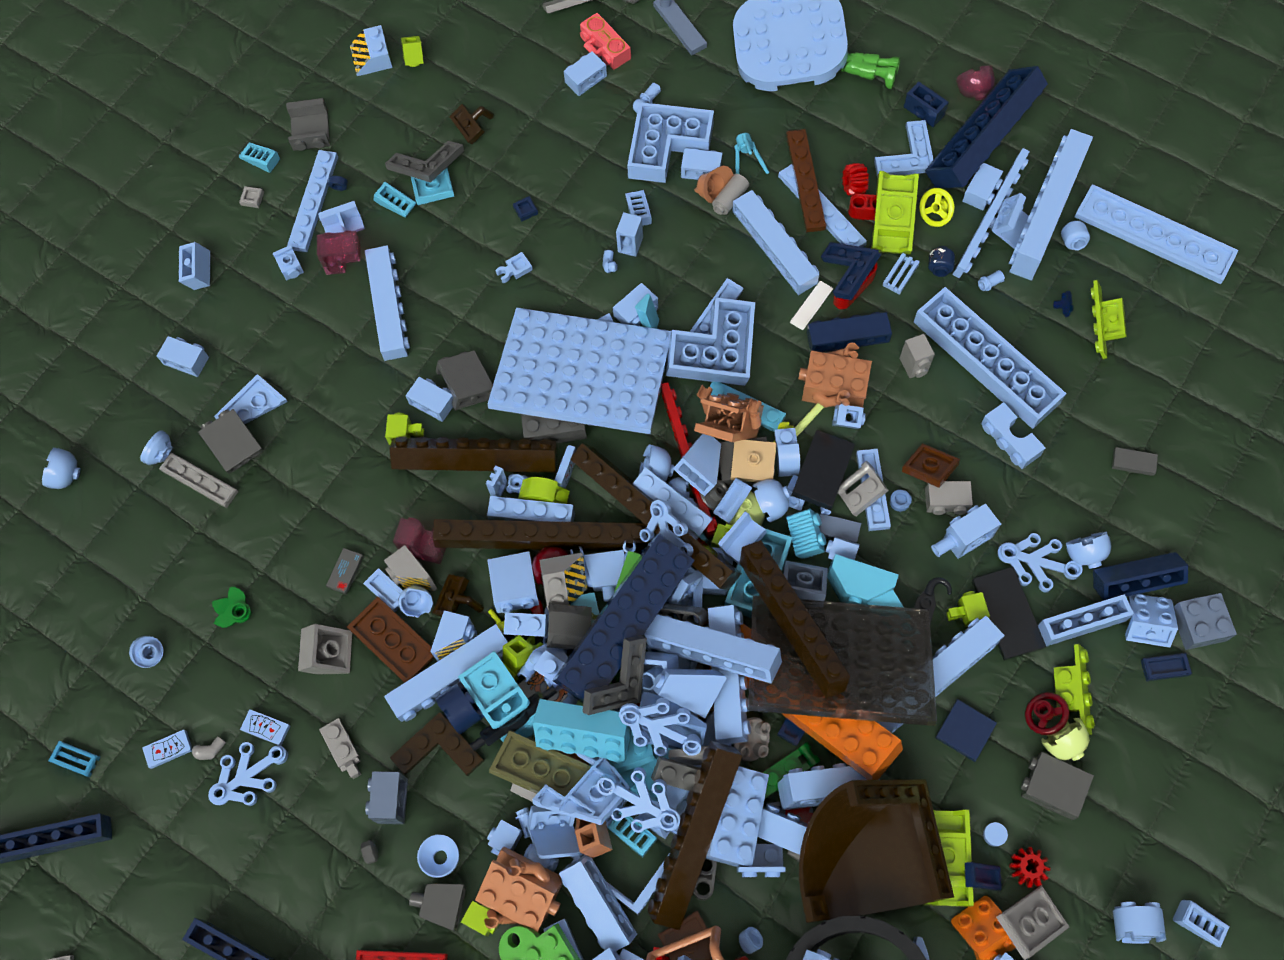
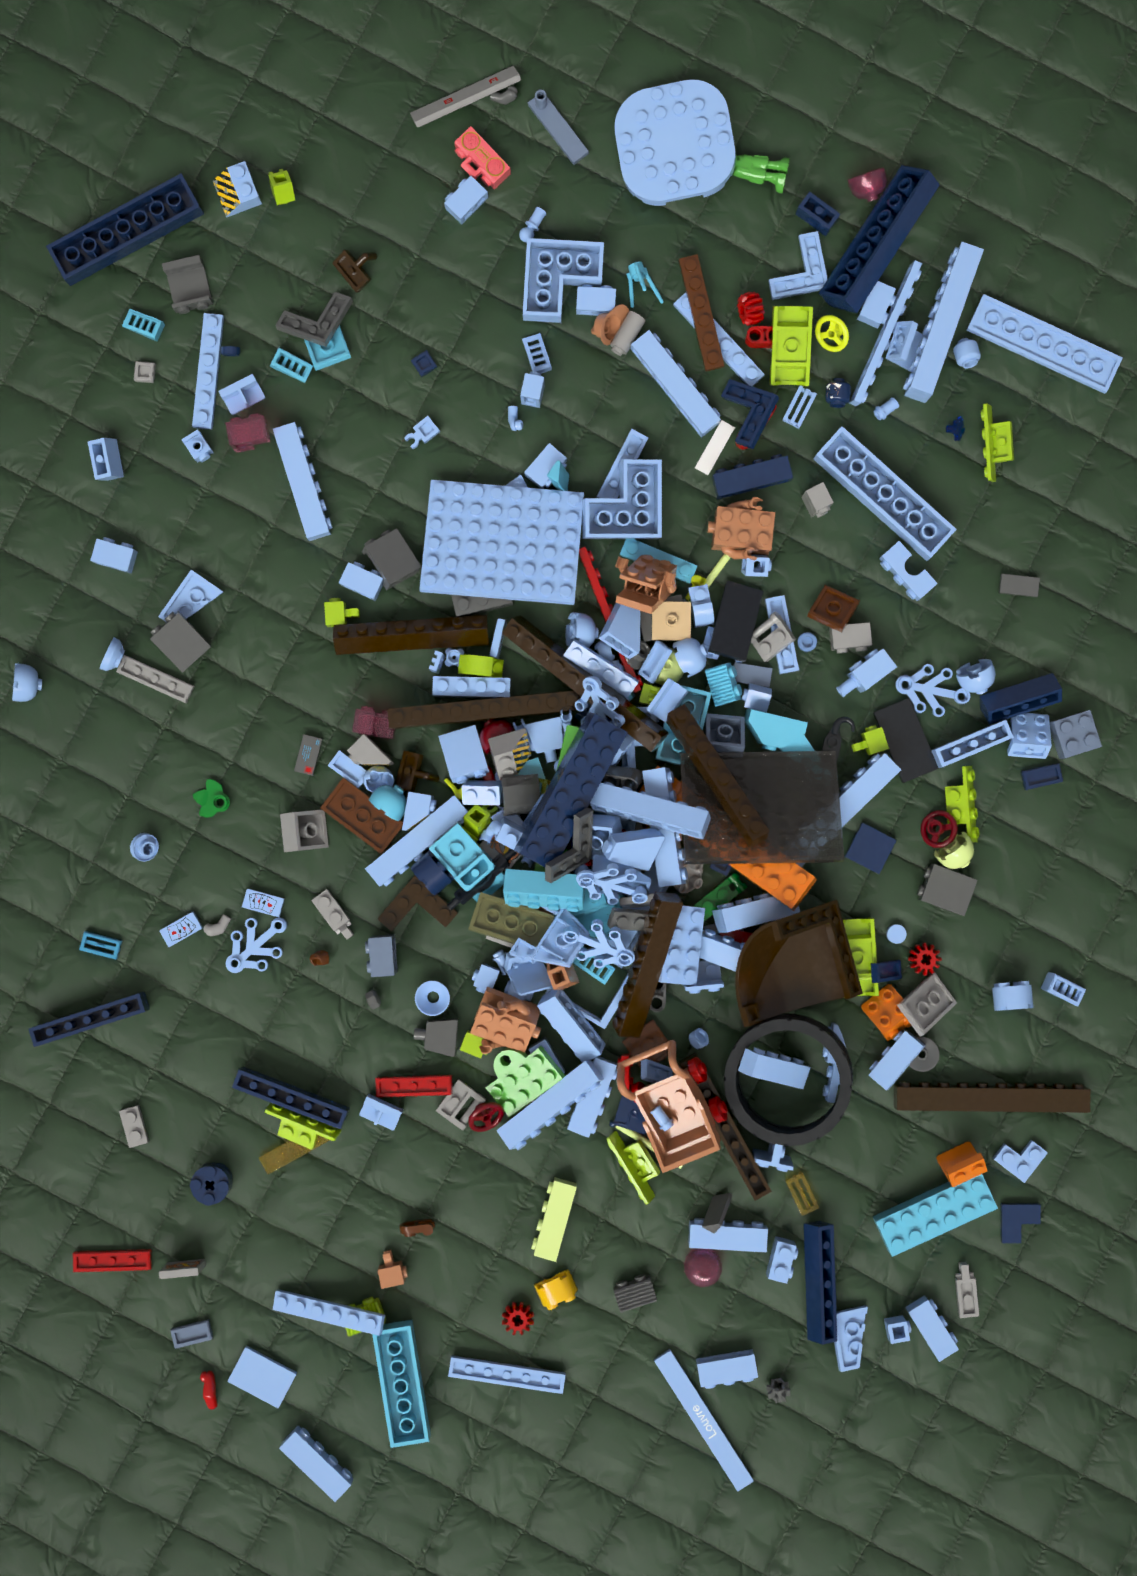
camera: 10 degrees left, 20 degrees up
(257, 75) = (125, 230): none -> dark blue brick
(316, 797) = (319, 958): none -> reddish brown piece
(423, 622) = (390, 800): none -> medium azure cylinder

